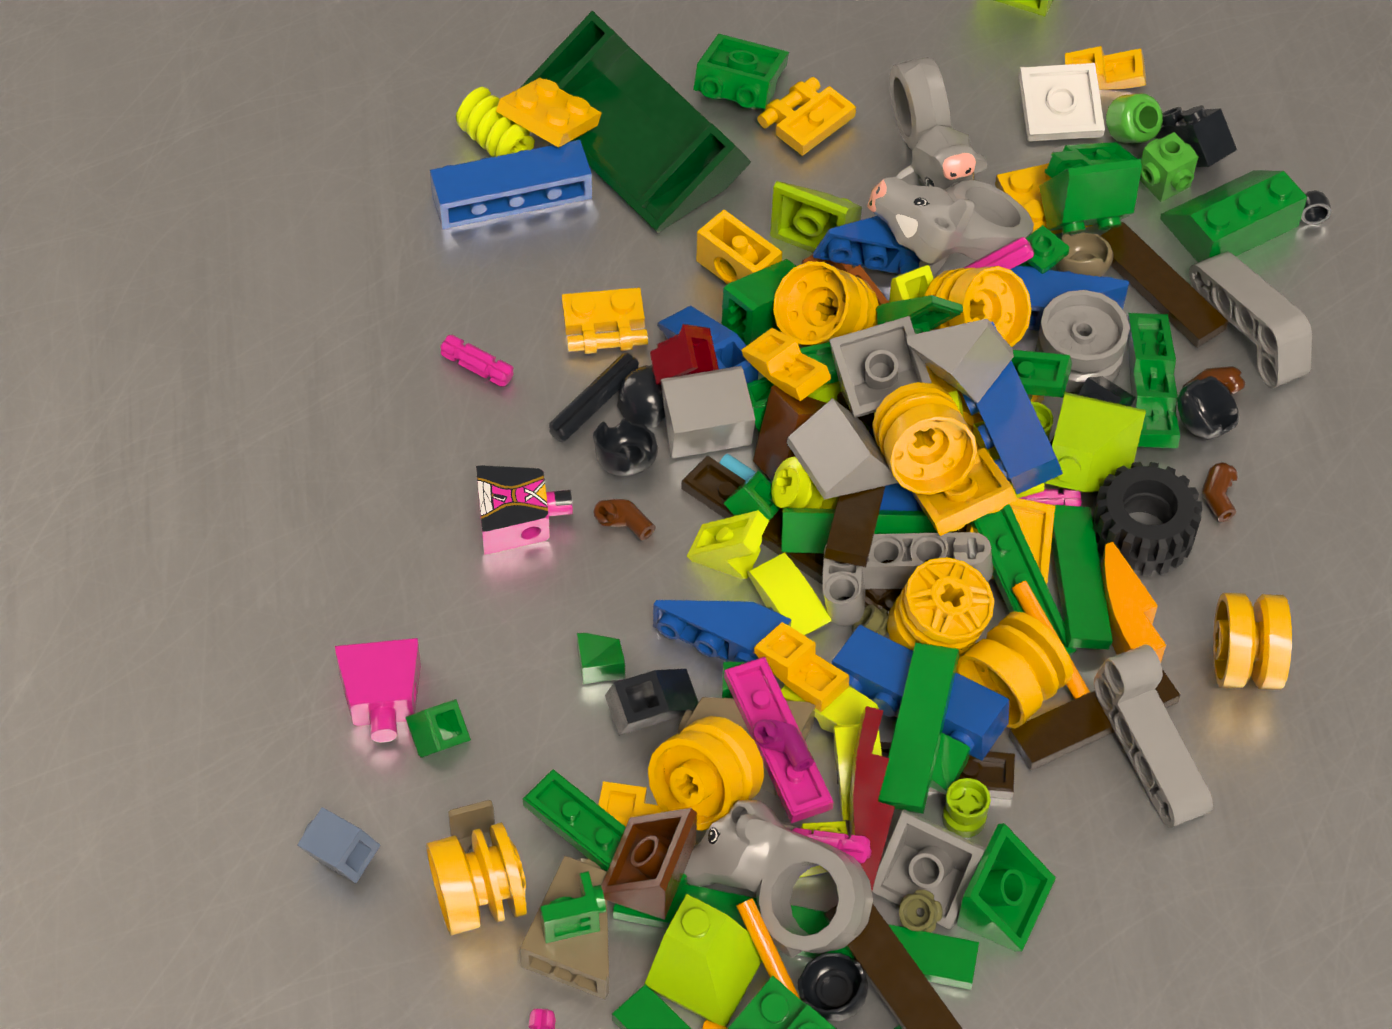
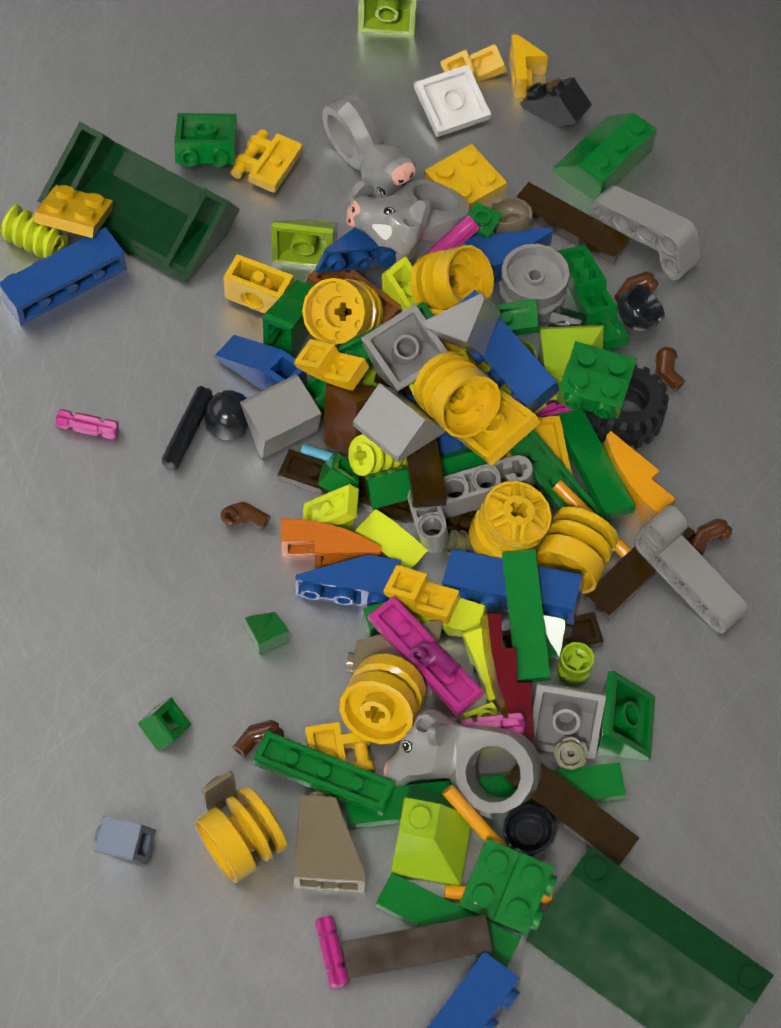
camera: 20 degrees left, 5 degrees up
(380, 683) = (107, 703): dark pink torso -> none
(517, 506) = (161, 531): torso -> none
(529, 777) = (254, 734): none -> reddish brown arm
(574, 916) = (326, 842): green bracket -> none
(604, 312) = (169, 358): yellow plate -> none
(625, 448) = (226, 461): black hair -> none
(650, 699) = (317, 653): black slope -> none
(651, 861) = (366, 780): reddish brown slope -> none
(684, 354) = (250, 378): dark red window -> none
(705, 572) = (324, 541): none -> orange slope
(920, 310) = (401, 300): green slope -> none
(1086, 155) = (492, 142): green hinge -> none
(1091, 196) = (503, 170): green slope -> none
(1111, 473) = (596, 380): none -> green plate
(1134, 118) = (510, 100): bright green head -> none
(1168, 166) = (546, 130): bright green brick -> none
(1174, 78) = (525, 62): none -> yellow slope
(1196, 700) = (708, 531): none -> reddish brown arm
(1252, 641) = (735, 477): yellow wheel -> none
(1316, 208) = (663, 134): black hinge -> none

